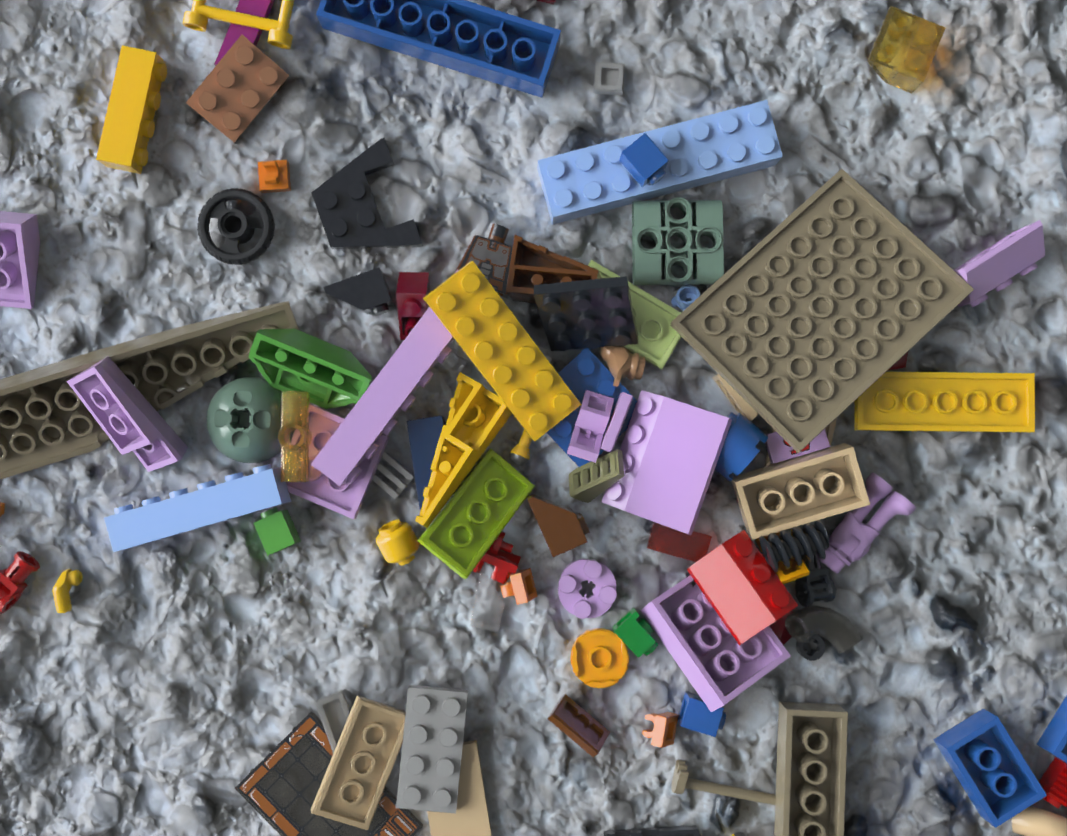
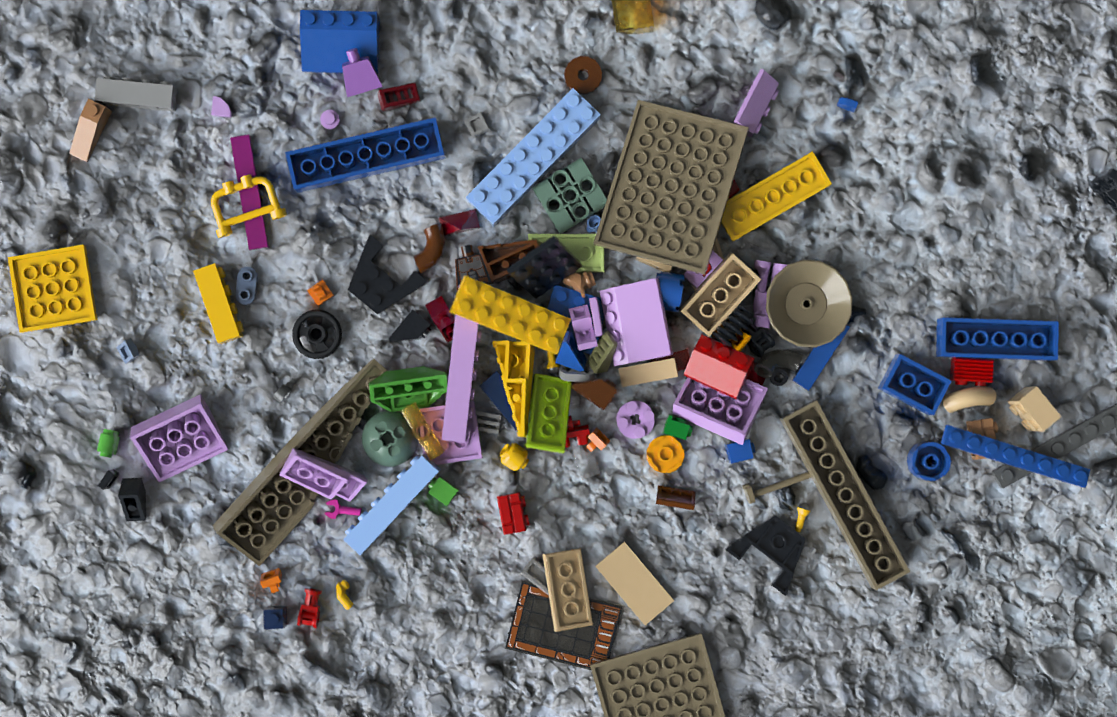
camera: 30 degrees left, 0 degrees up
(130, 475) = (341, 509): none -> dark pink bar
(149, 275) = (284, 390): none -> dark grey piece
(185, 114) = (248, 286): none -> sand blue plate
(237, 88) = (271, 256): nougat plate -> none
(350, 615) = (512, 513): none -> red brick
(432, 749) = (602, 558): light grey plate -> none
(454, 206) = (434, 248): none -> reddish brown cylinder
(510, 192) = (459, 222): none -> dark red slope
(546, 480) = (572, 375): none -> light grey beam
(551, 451) = (570, 355): none -> blue slope
(642, 537) = (648, 372): none -> tan tile
(644, 161) = (525, 164): blue brick -> none
(664, 728) = (723, 471): orange tile -> none
(799, 84) = (587, 64): none -> reddish brown tile
(885, 648) = (816, 362): none -> blue tile
(940, 578) = (827, 297): none -> dark tan dish

